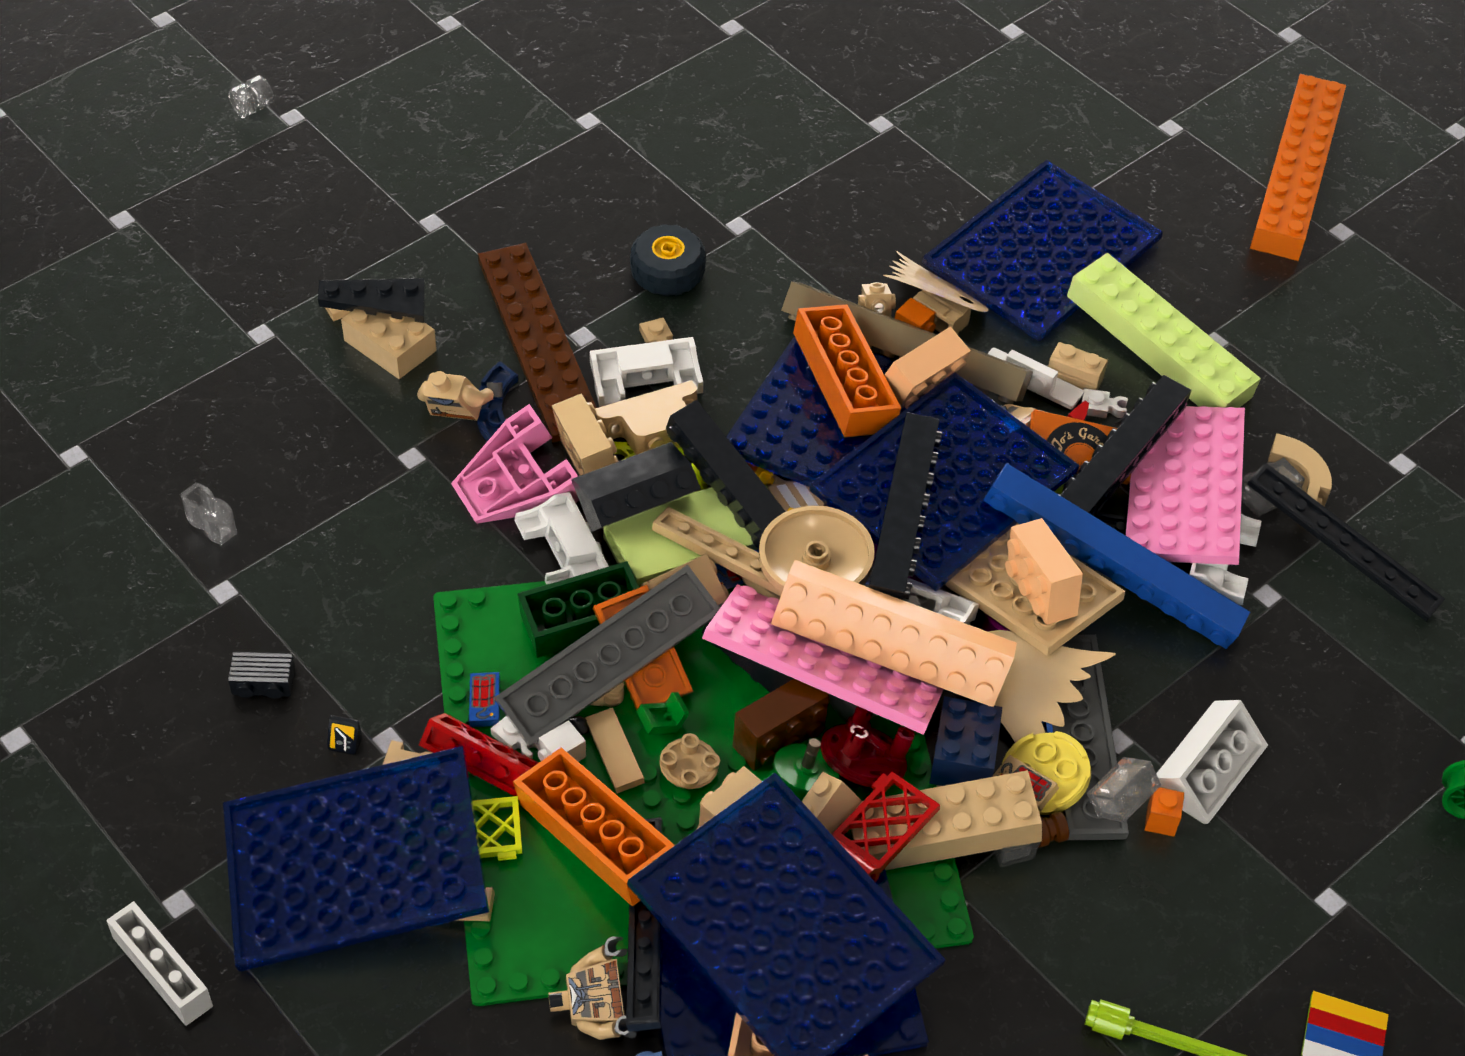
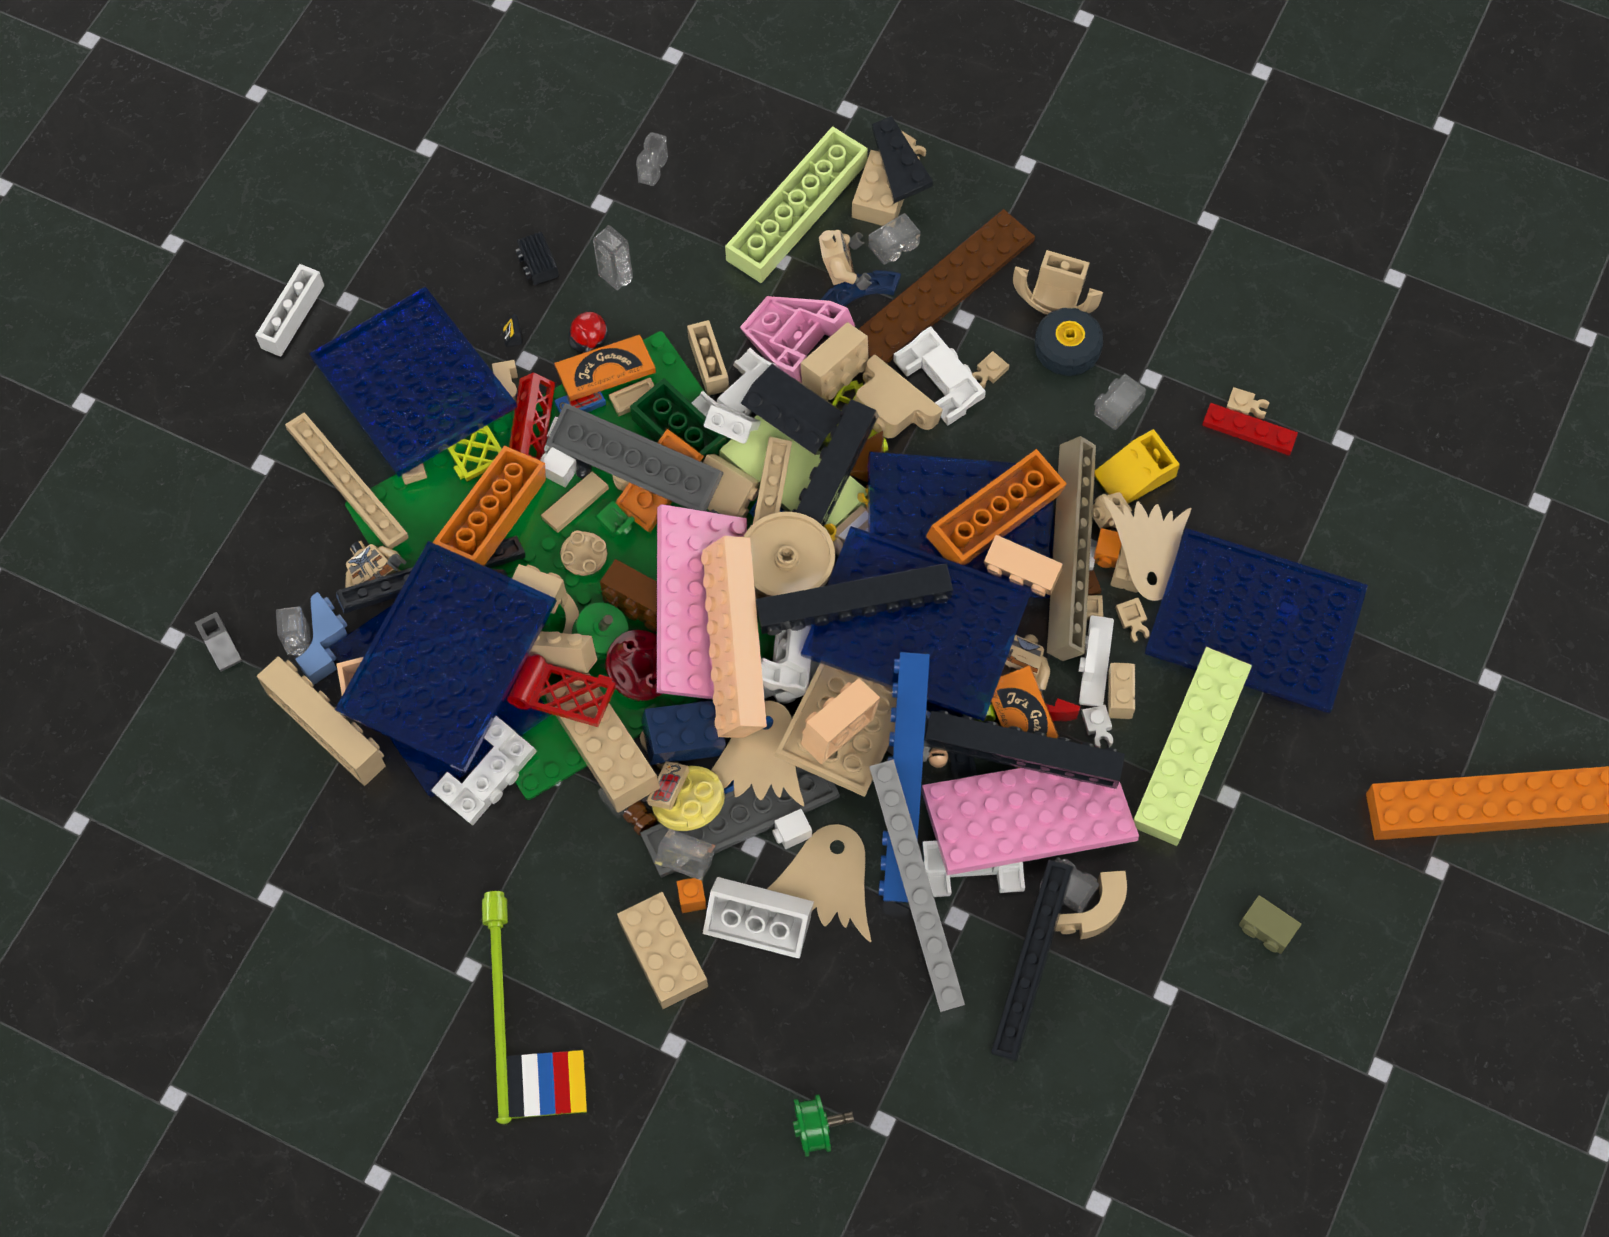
camera: 70 degrees right, 15 degrees up
(327, 586) = (613, 257): none -> clear brick
(361, 410) = (796, 204): none -> yellowish green brick
(397, 660) = (587, 332): none -> red piece
(448, 983) = (347, 481): none -> tan plate
(456, 348) = (894, 238): none -> clear brick
(457, 656) = (605, 367): none -> orange tile
(504, 555) = (708, 358): none -> tan brick
(508, 645) = (625, 397): none -> tan tile
(595, 242) = (1057, 285): none -> tan piece
(617, 549) = (730, 422): none -> white bracket
(756, 251) = (1119, 401): none -> clear brick
(805, 171) = (1243, 402): none -> tan plate
(835, 177) = (1250, 429): none -> red plate
(840, 261) = (1138, 468): none -> yellow slope
(950, 987) = (490, 776): none -> white bracket
(998, 333) = (1132, 616): none -> tan plate
(1121, 690) = (792, 829): none -> white brick
(1181, 686) = (828, 878): none -> tan piece
(1221, 863) = (662, 950): none -> tan brick
(1241, 591) = (917, 885): none -> light grey brick
(1364, 357) = (1269, 925): none -> olive brick

